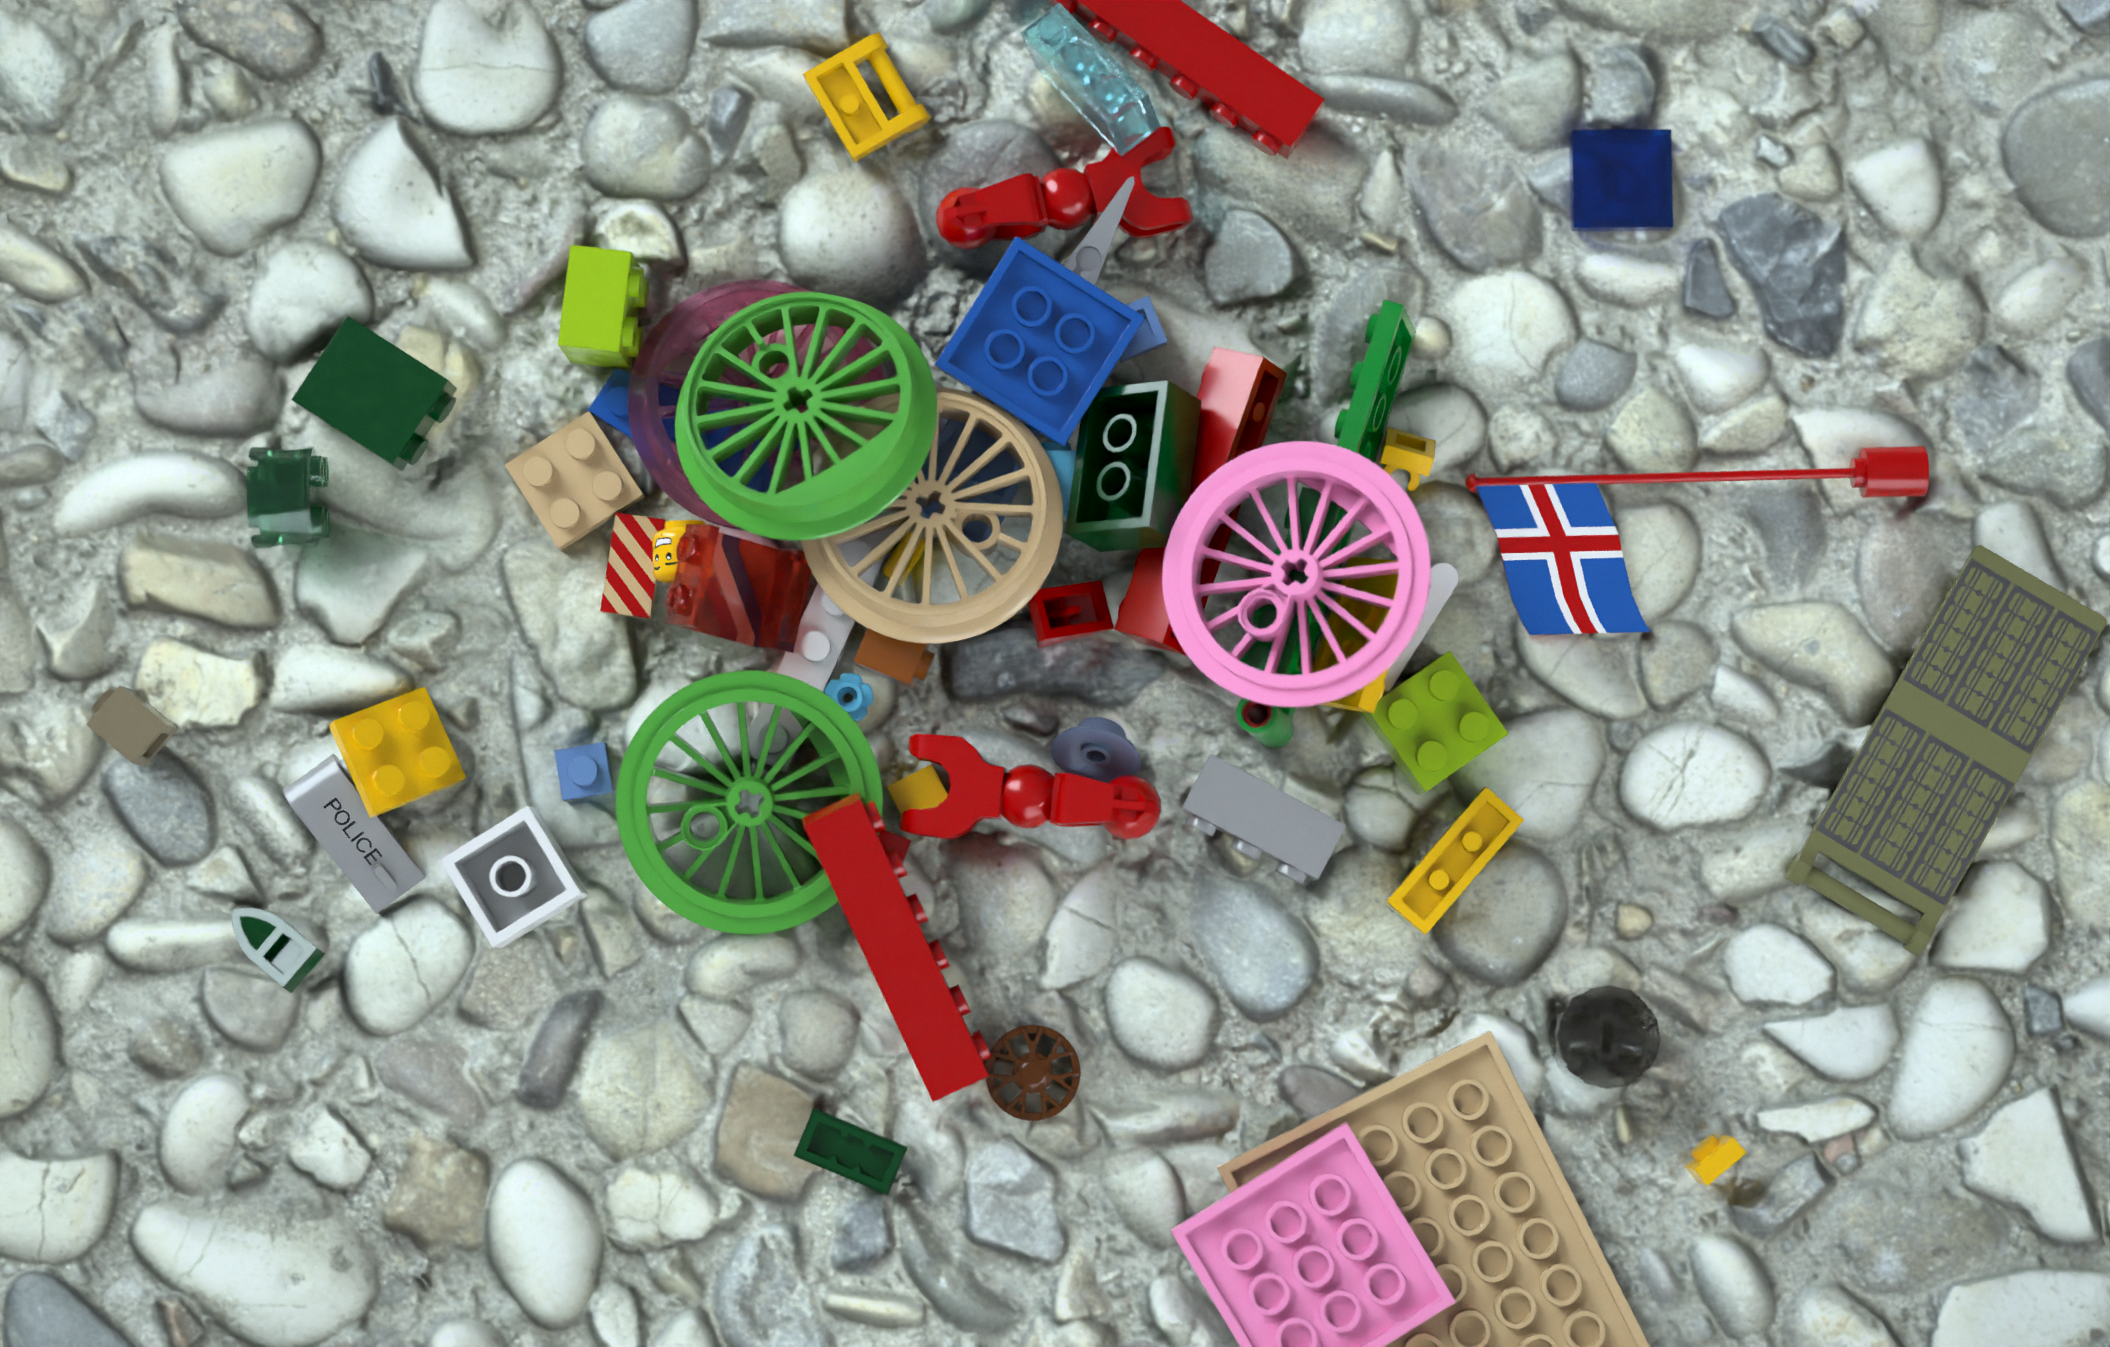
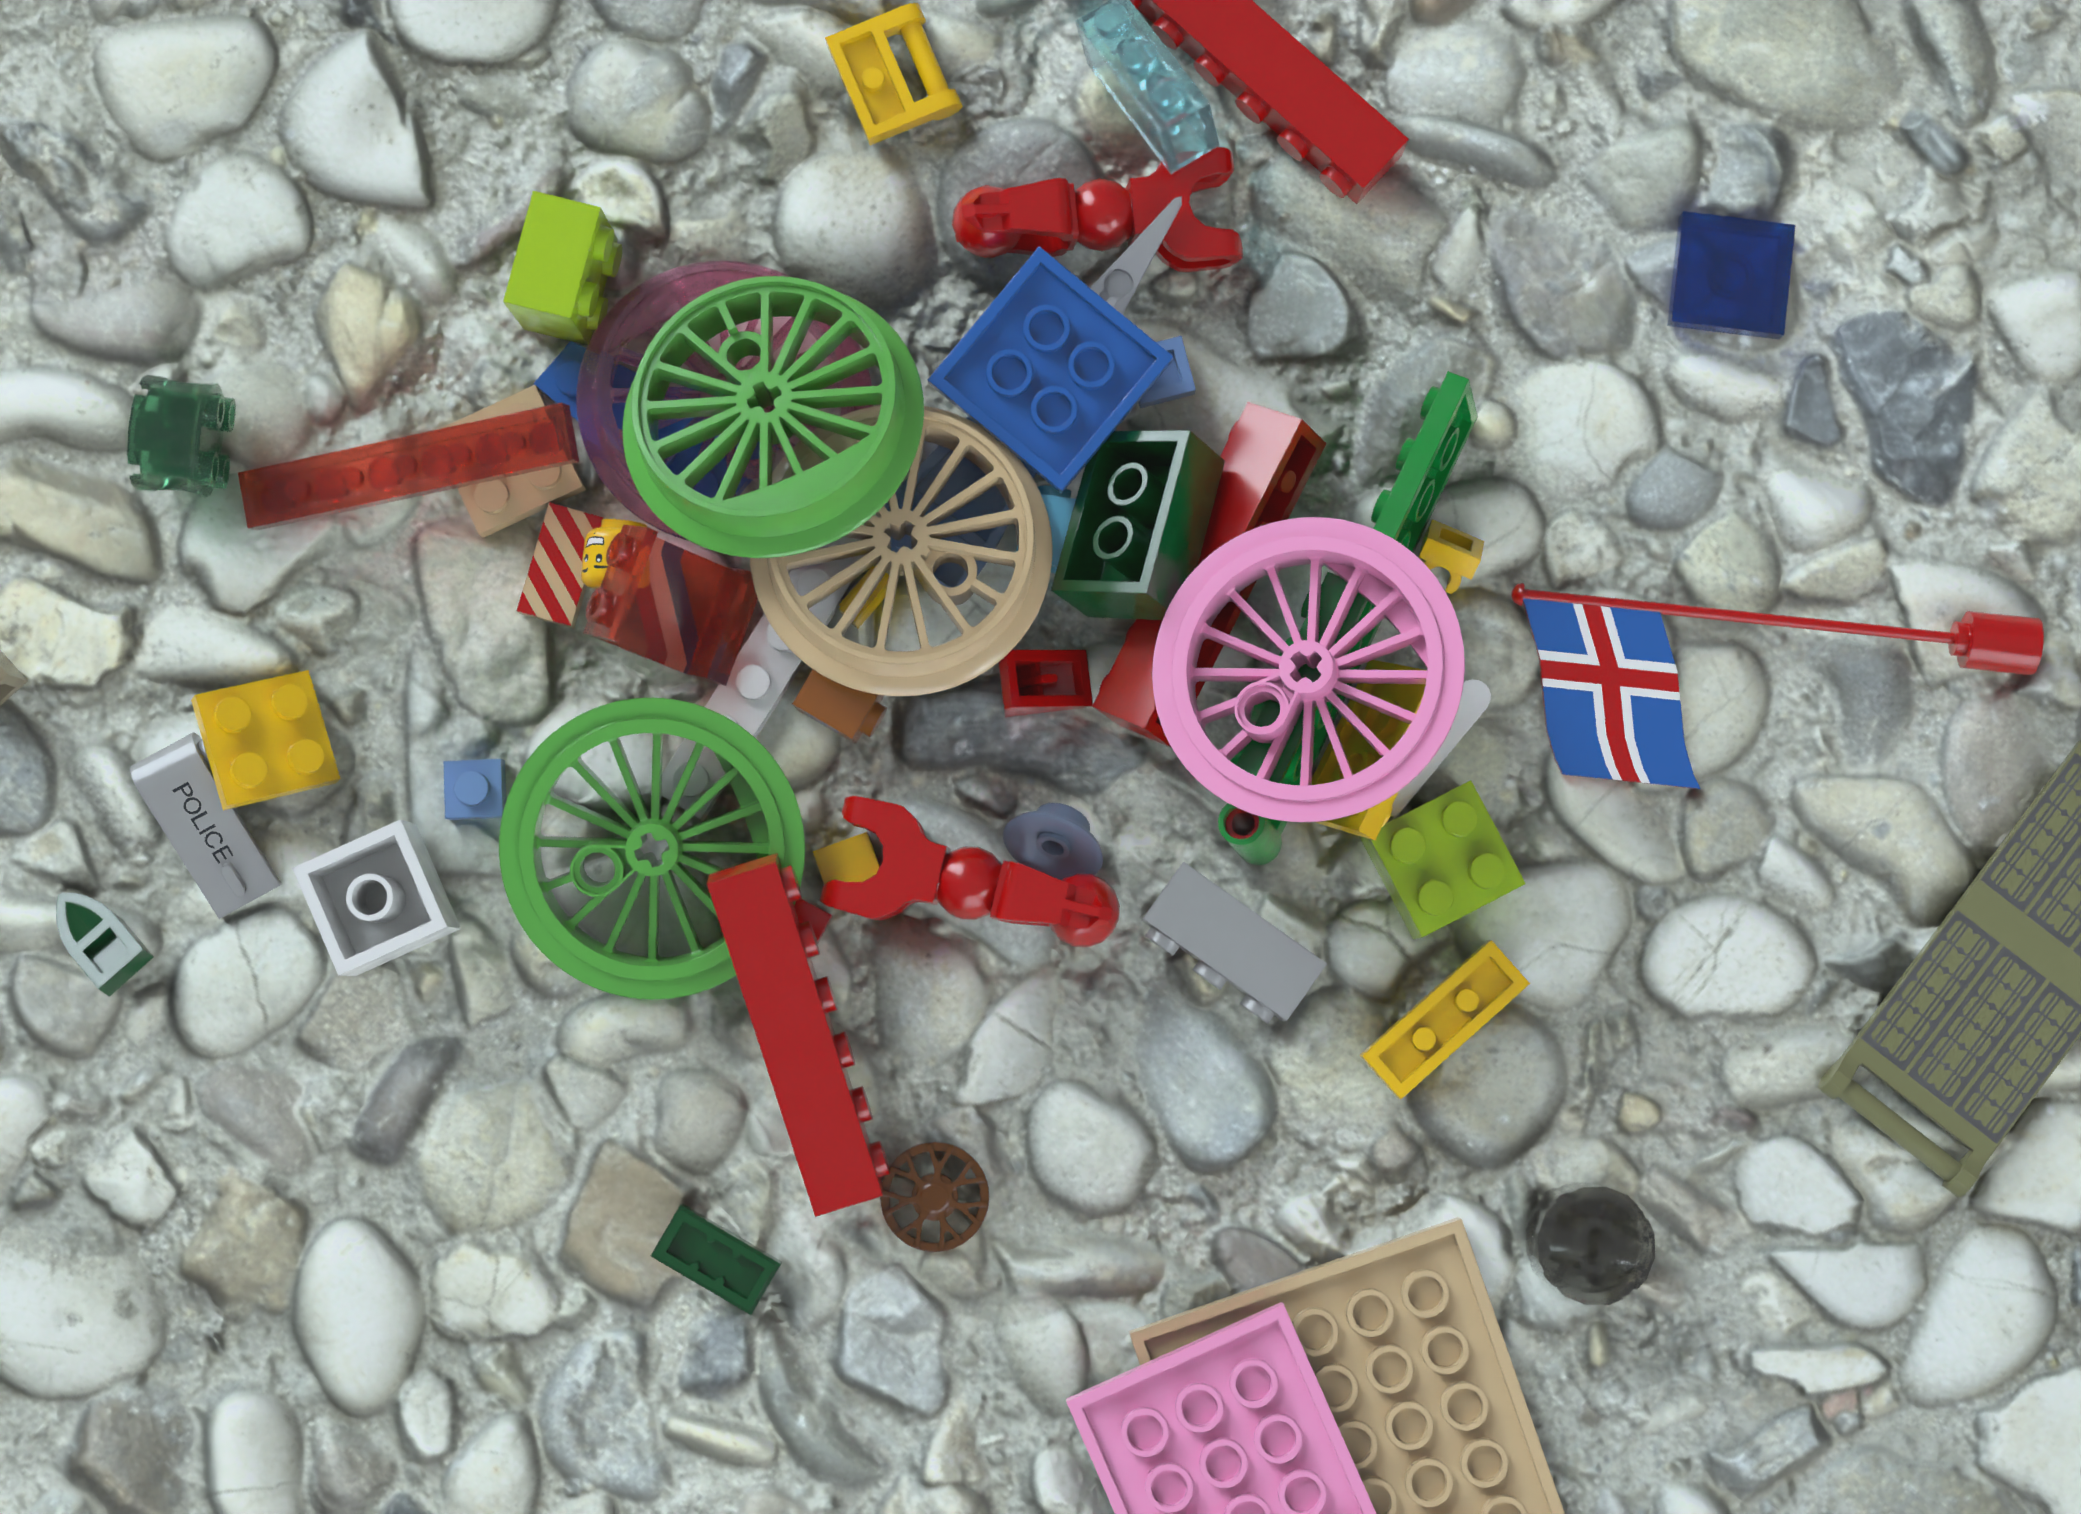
camera: 10 degrees right, 0 degrees up
(376, 394) = (297, 335): dark green brick -> none
(490, 497) = (409, 466): none -> clear red plate
(861, 693) = (798, 742): medium azure plate -> none
(1713, 1158) = (1697, 1398): yellow plate -> none

